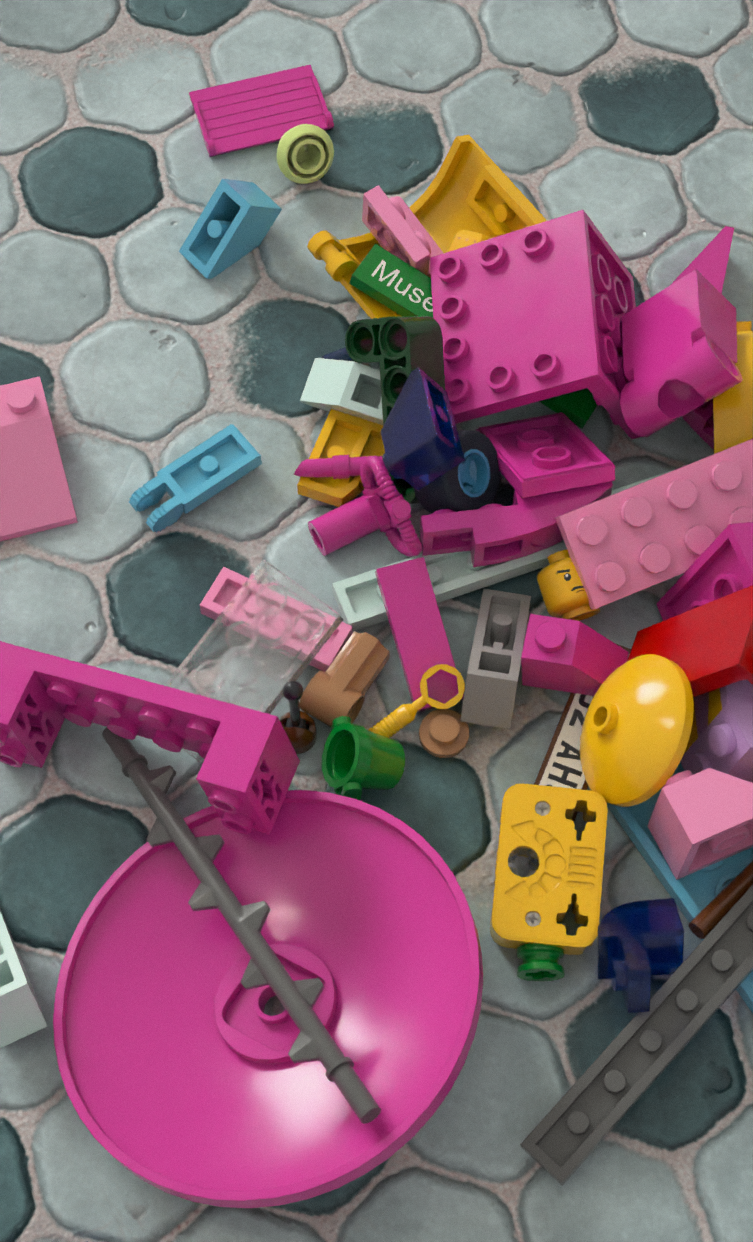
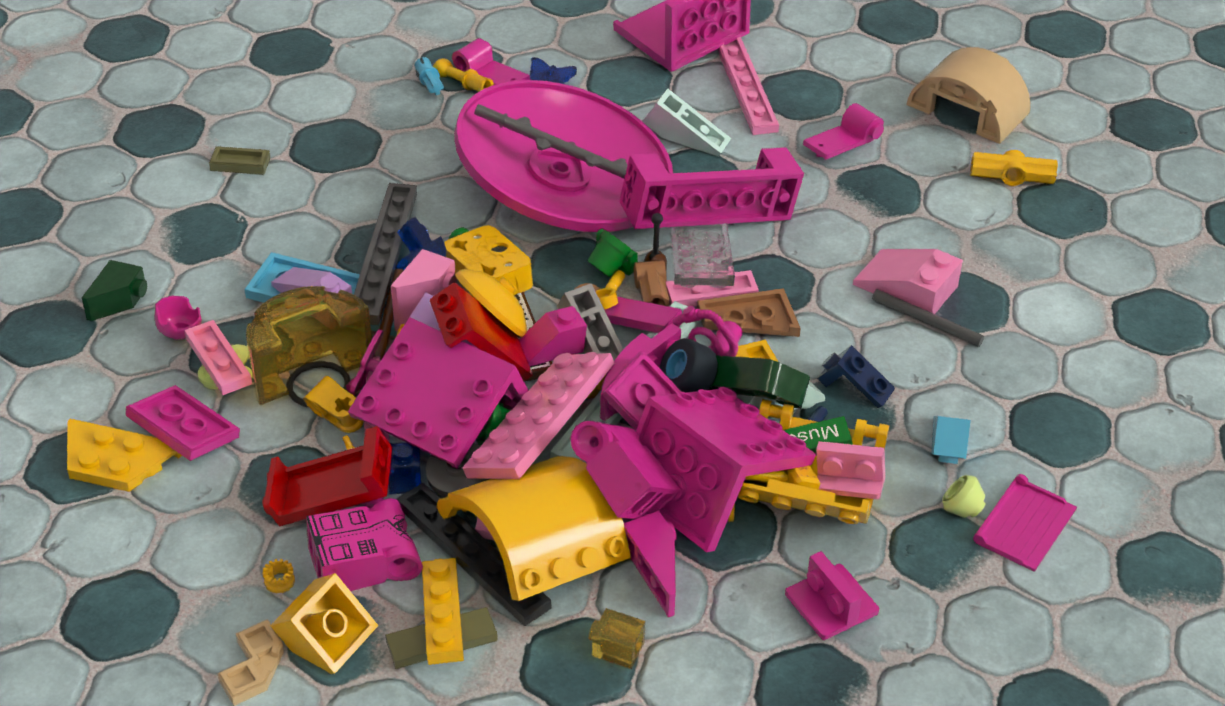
camera: 140 degrees right, 20 degrees down
(57, 403) = (928, 317): none -> dark grey bar
(196, 477) = (817, 324): medium azure hinge -> none
(247, 372) = (859, 373): none -> dark blue bracket
(250, 529) = (755, 312): none -> medium nougat wing
(337, 467) = (757, 349): dark pink piece -> none
(421, 433) = (713, 338): clear blue slope -> none
(552, 148) = (830, 598): none -> dark pink bracket

